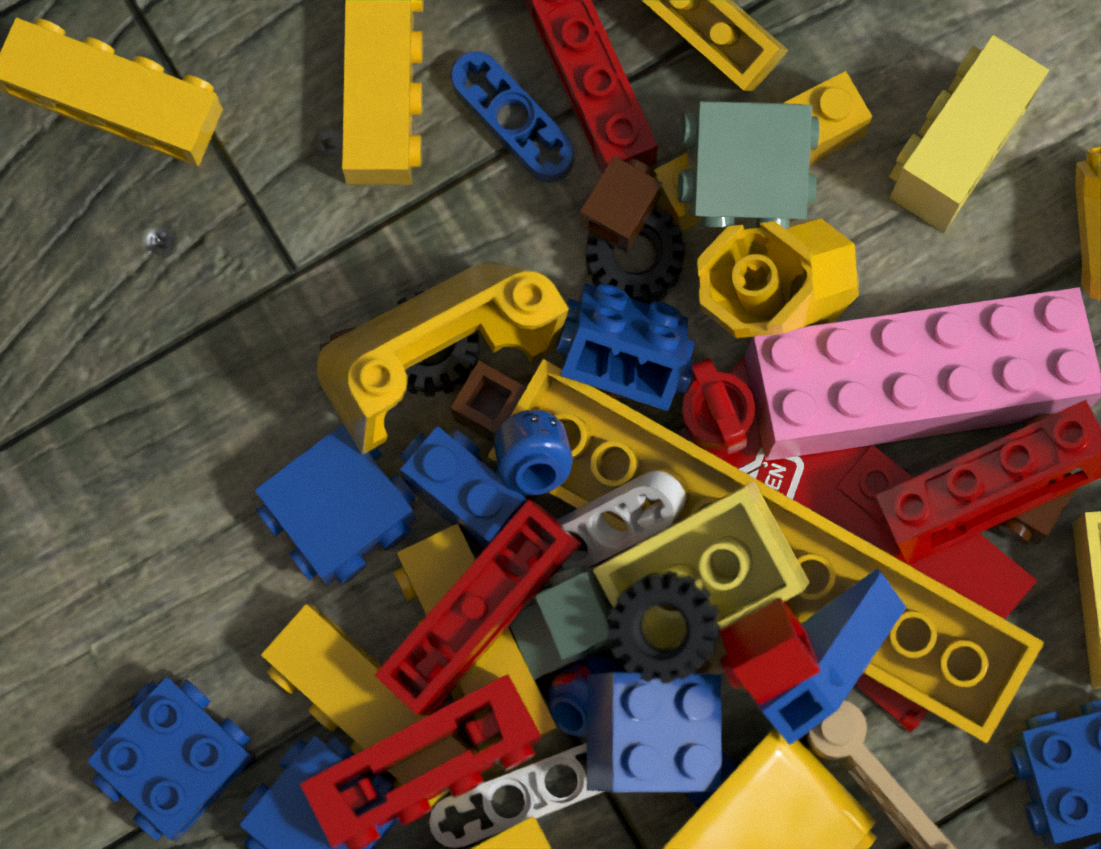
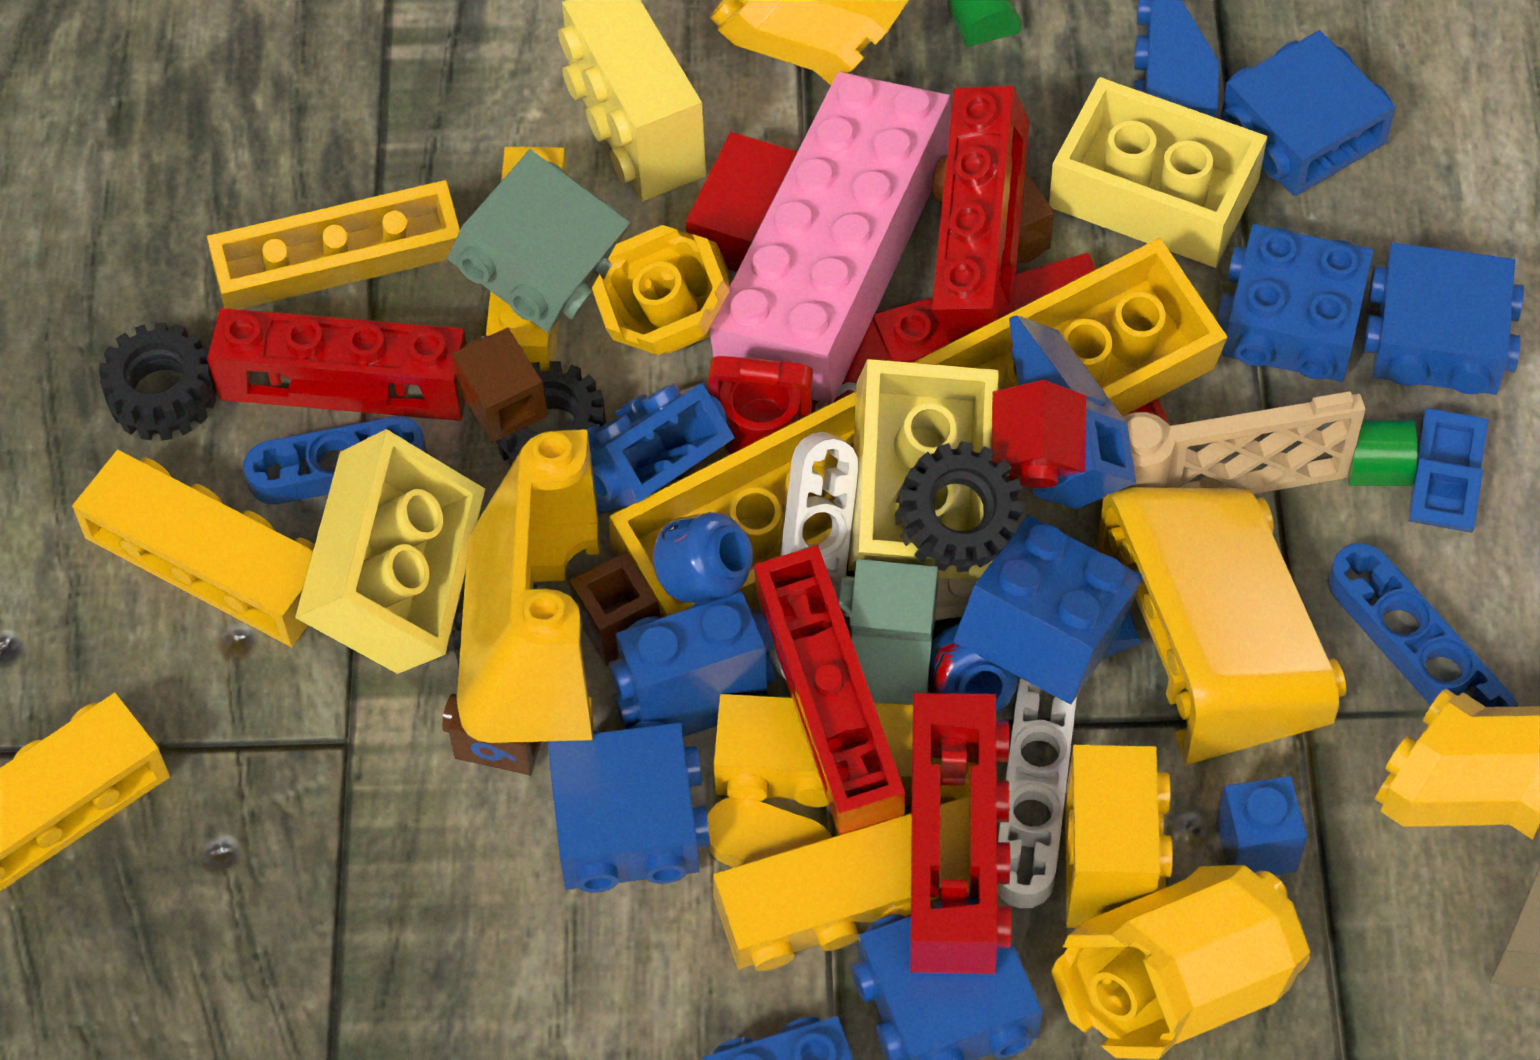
camera: 60 degrees left, 20 degrees down
(377, 612) = (754, 830): none -> yellow tile
(436, 213) = (391, 553): none -> light yellow brick
(920, 276) = (738, 195): none -> red brick

